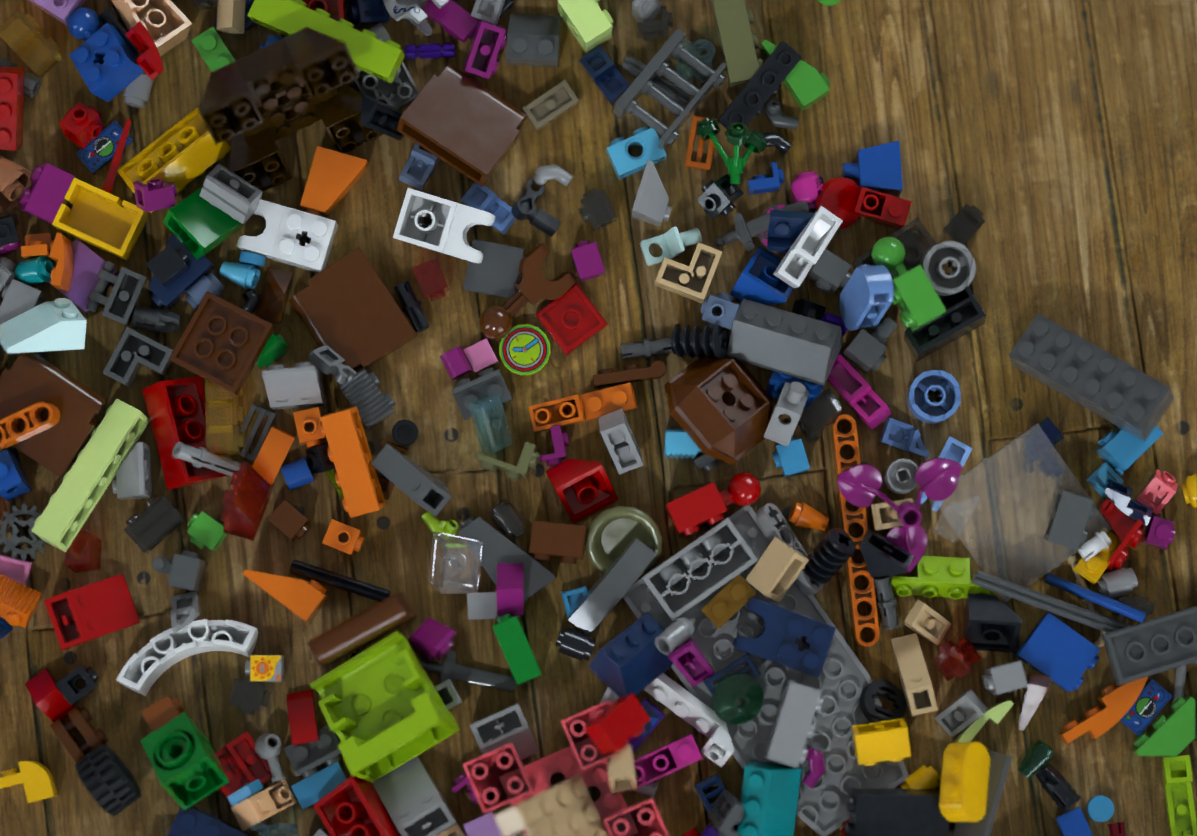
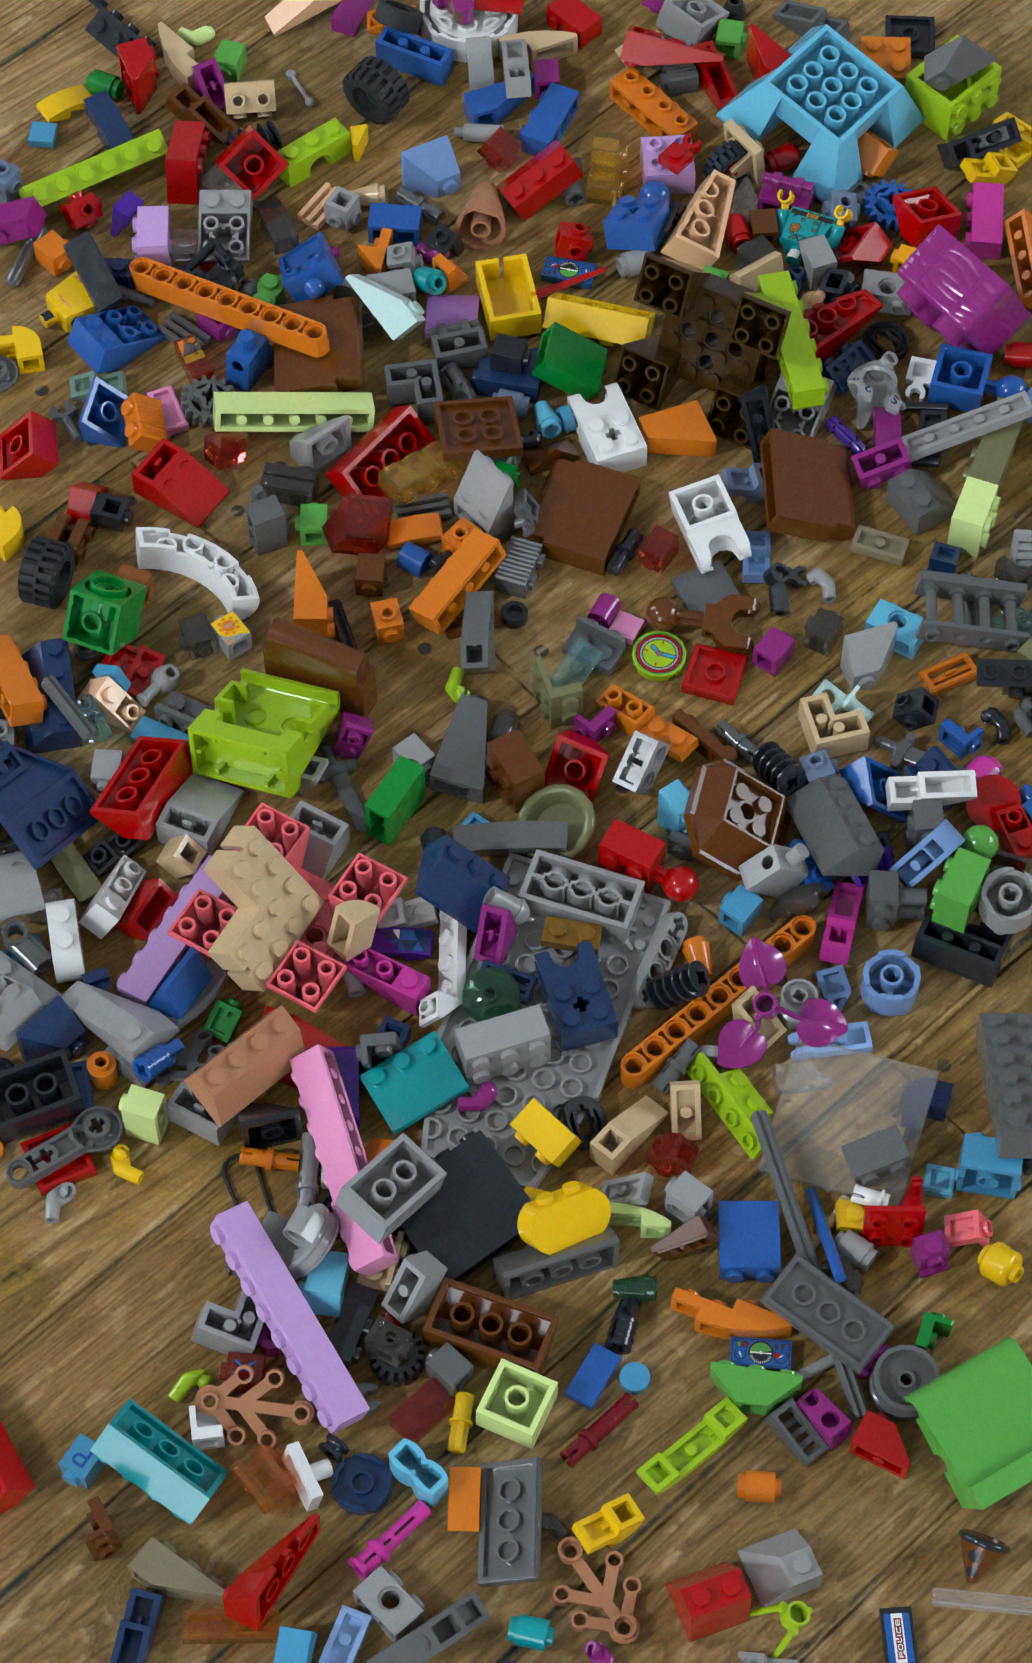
camera: 55 degrees right, 25 degrees down
(45, 192) = (497, 242): magenta brick -> none
(62, 253) = (448, 294): orange slope -> none
(150, 59) = (666, 233): red slope -> none
(154, 195) = (560, 308): magenta brick -> none
(184, 610) = (232, 544): light grey slope -> none
(201, 458) = (370, 470): light grey pin -> none
(231, 193) = (604, 356): light grey brick -> none
(302, 717) = (205, 686): red slope -> none
(455, 564) = (433, 710): clear slope -> none
(510, 589) = (443, 757): magenta slope -> none
(617, 724) = (390, 887): red brick -> none
(737, 135) = (967, 664): dark green plant -> none
(777, 569) = (630, 951): tan brick -> none
(883, 555) = (714, 1023): black slope -> none
(990, 624) = (725, 1160): black slope -> none
(1121, 497) = (934, 1197): dark blue slope -> none

